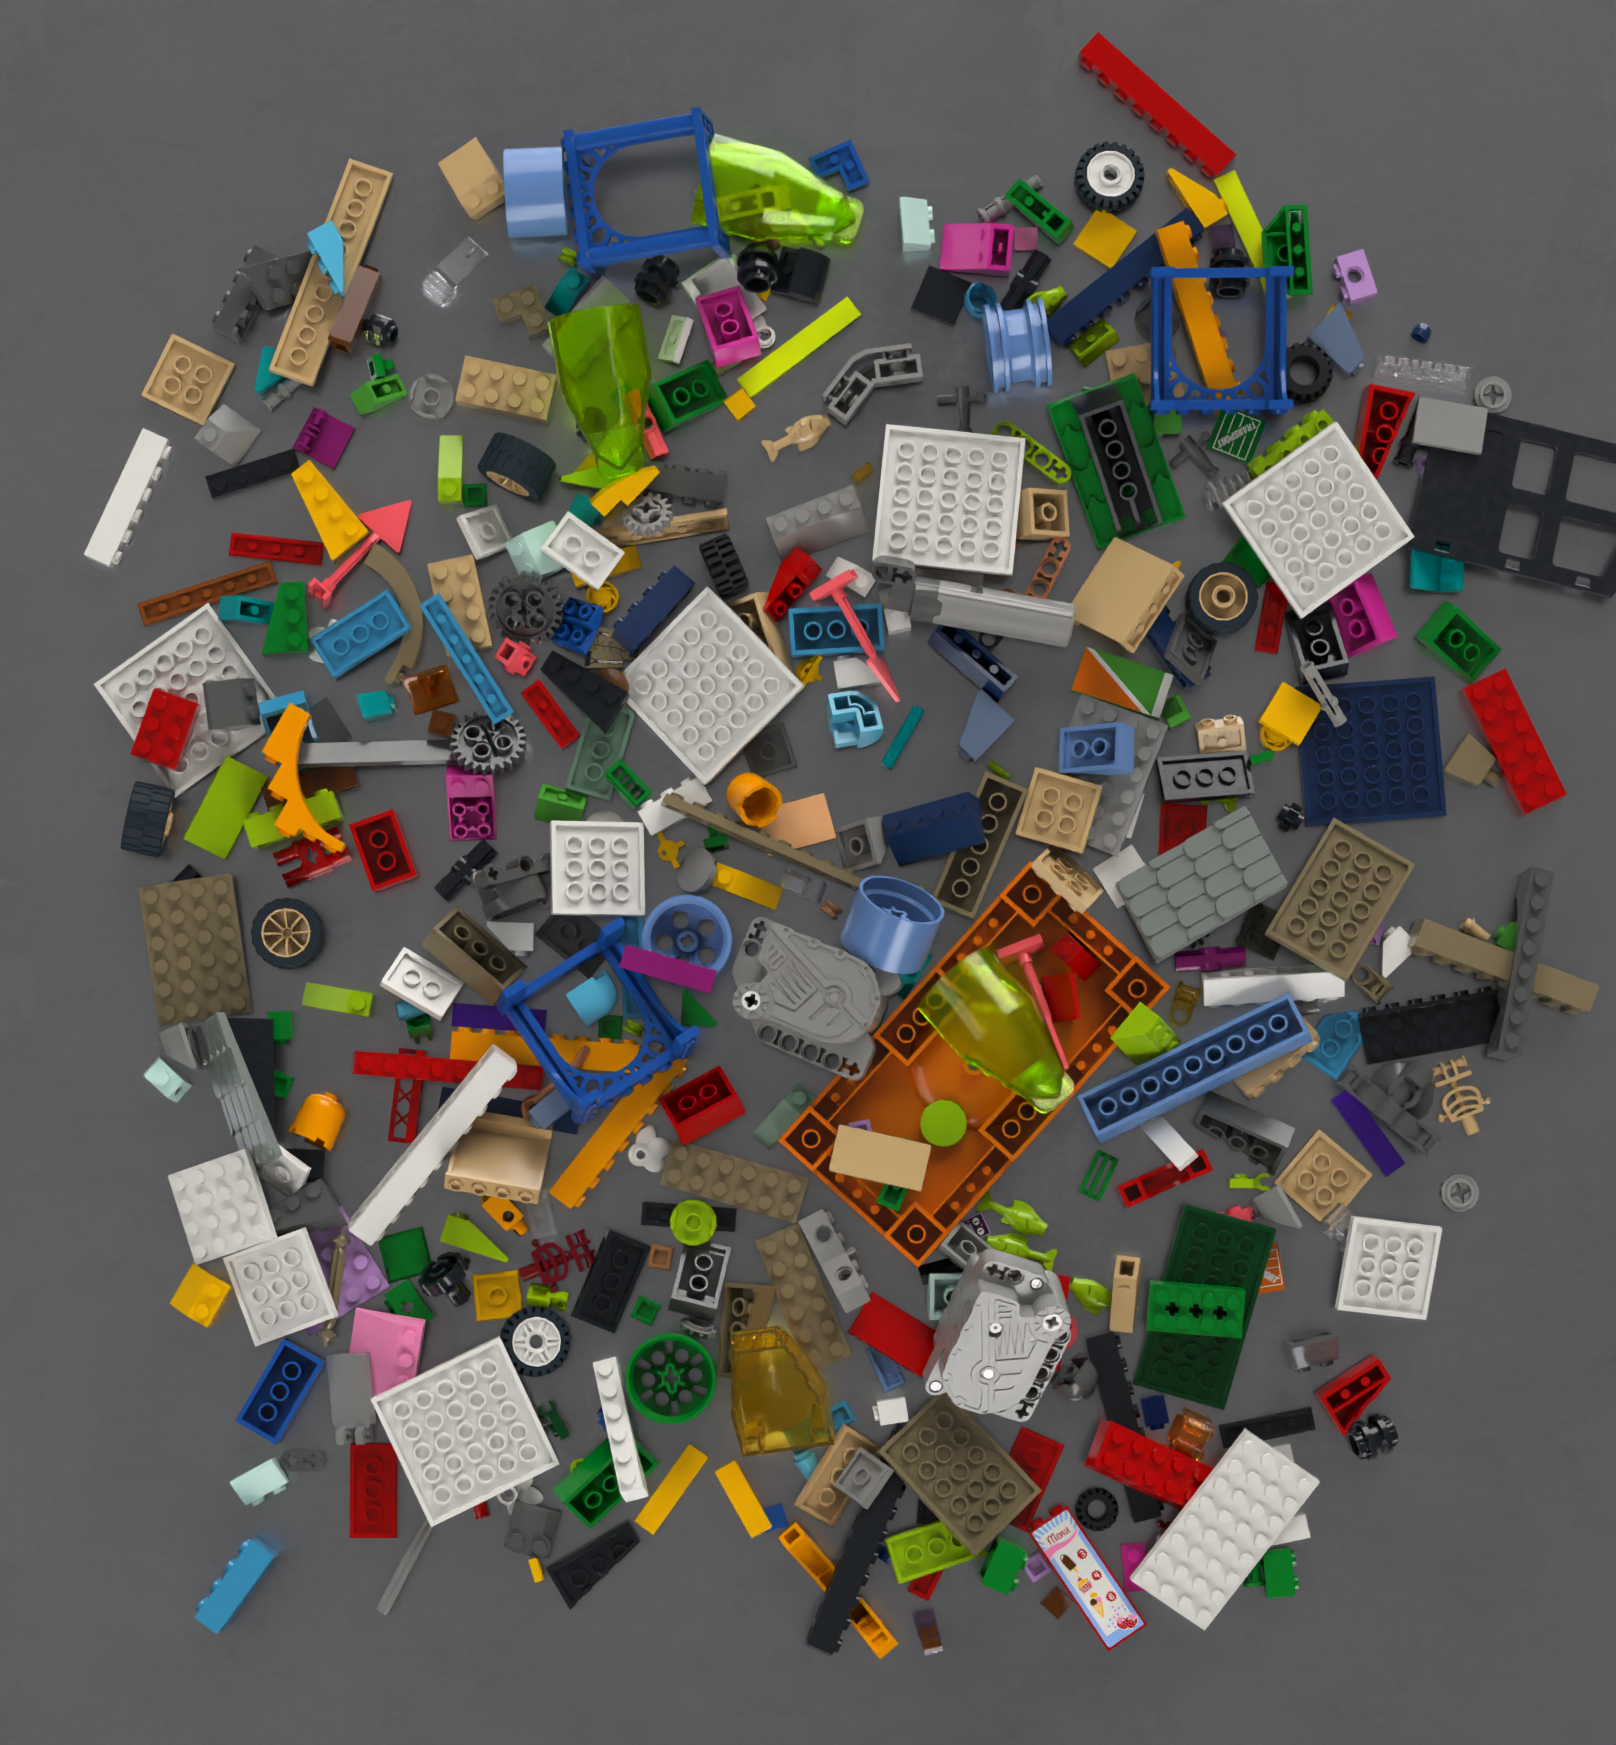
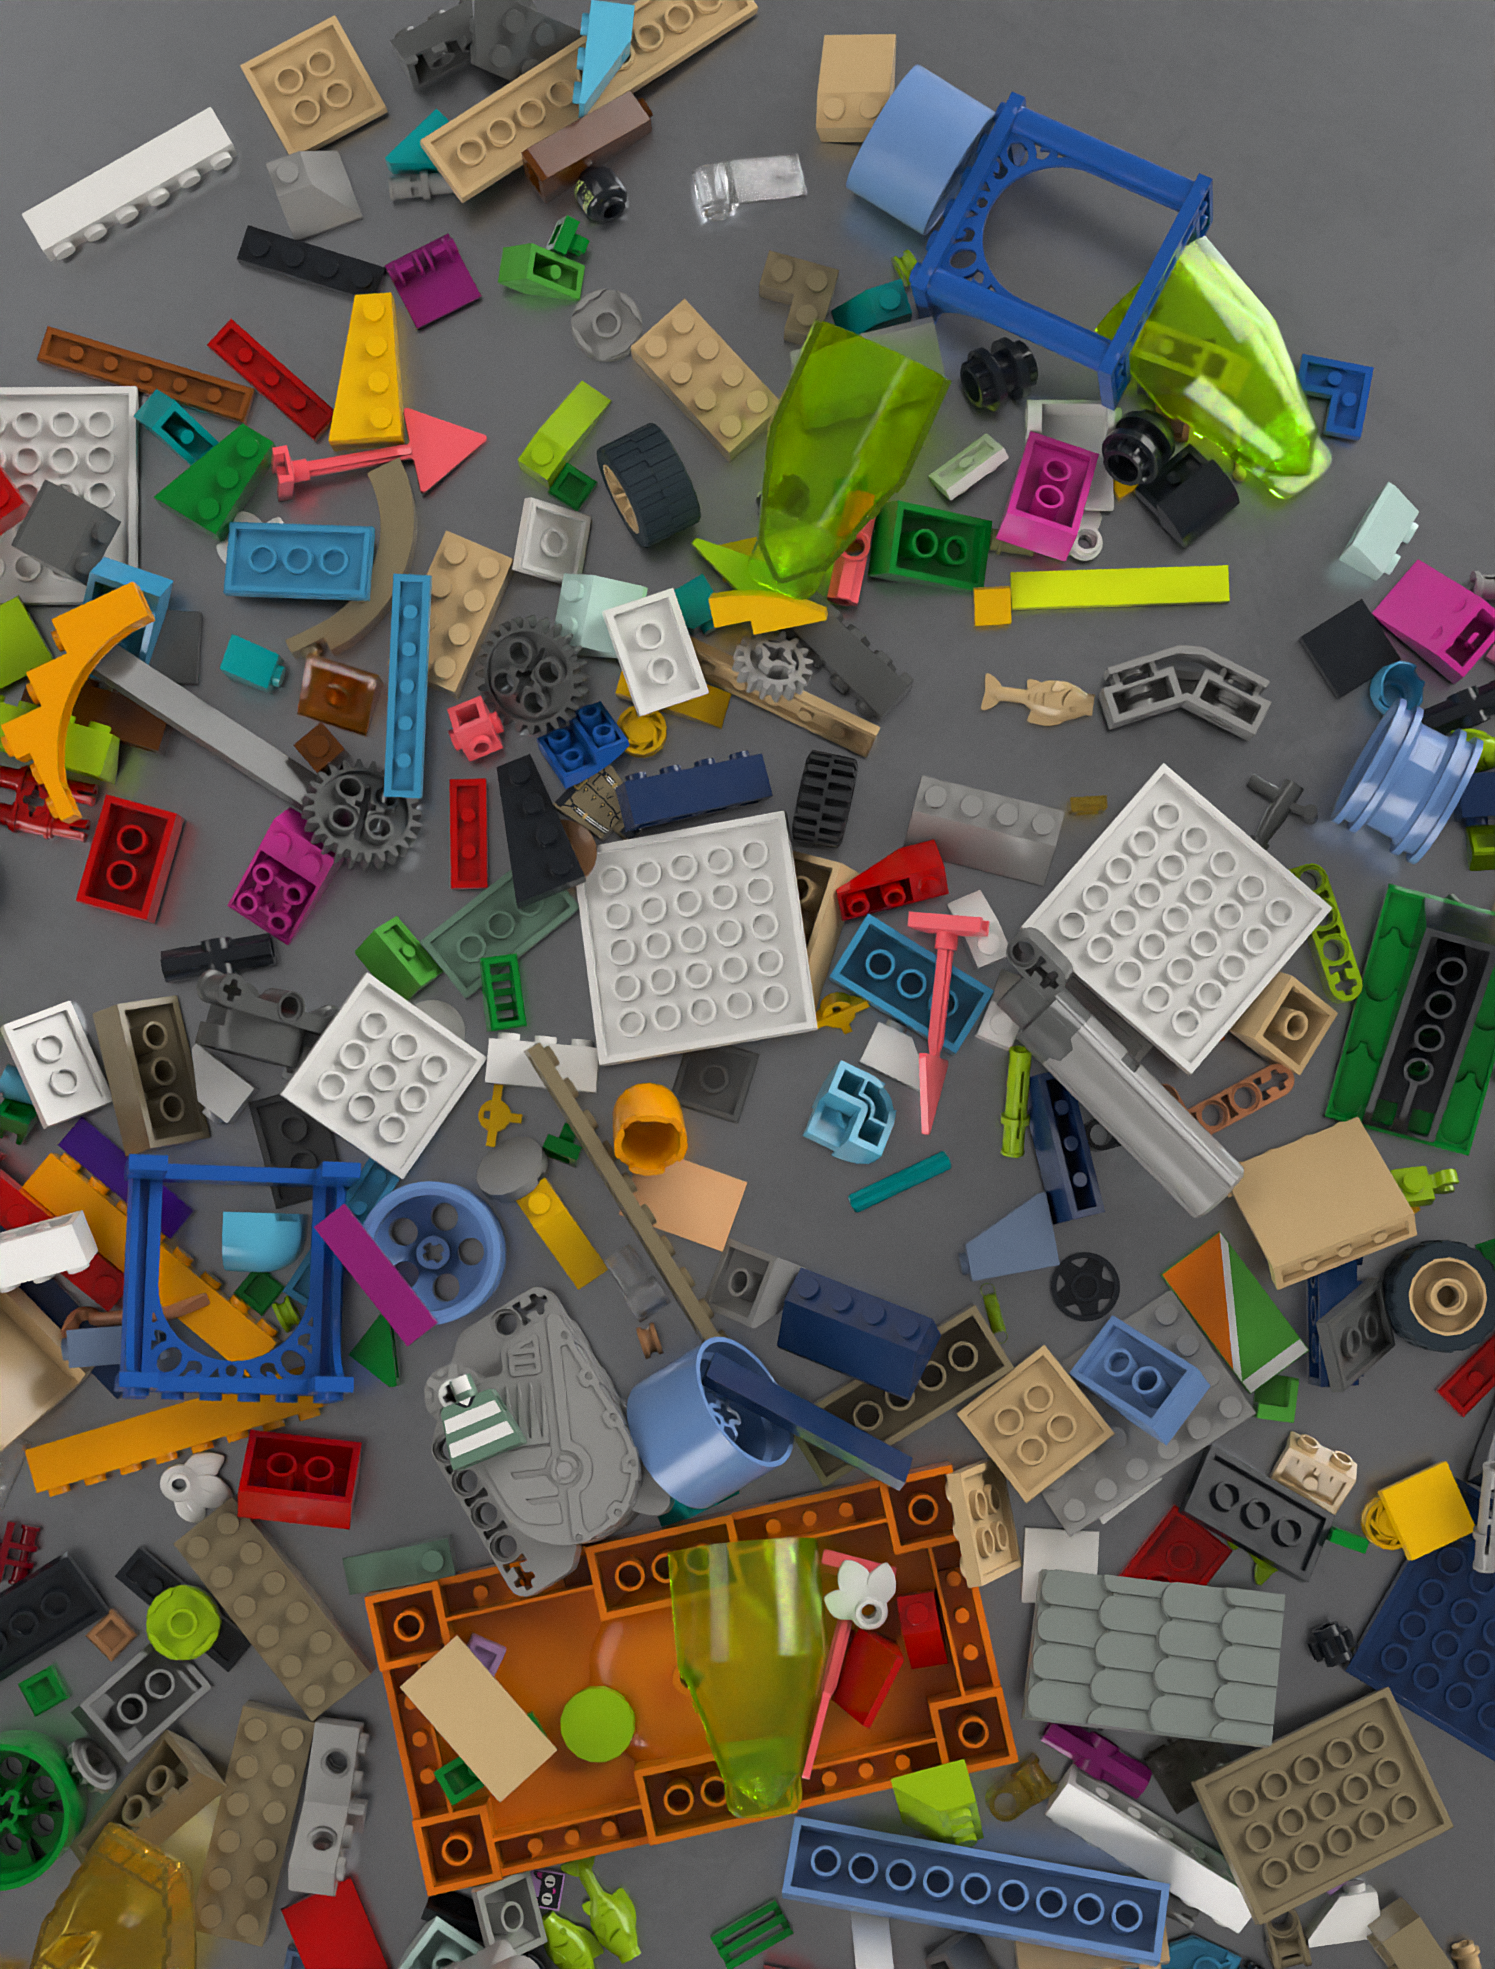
camera: 35 degrees right, 0 degrees up
(775, 1005) = (477, 1425): none -> torso
(938, 660) = (1015, 1115): none -> lime pin
(941, 889) = (807, 1421): none -> dark blue tile
(1027, 957) = (859, 1589): none -> white plate
(1036, 723) = (1085, 1286): none -> black wheel
(1171, 550) = (1420, 1186): none -> lime plate

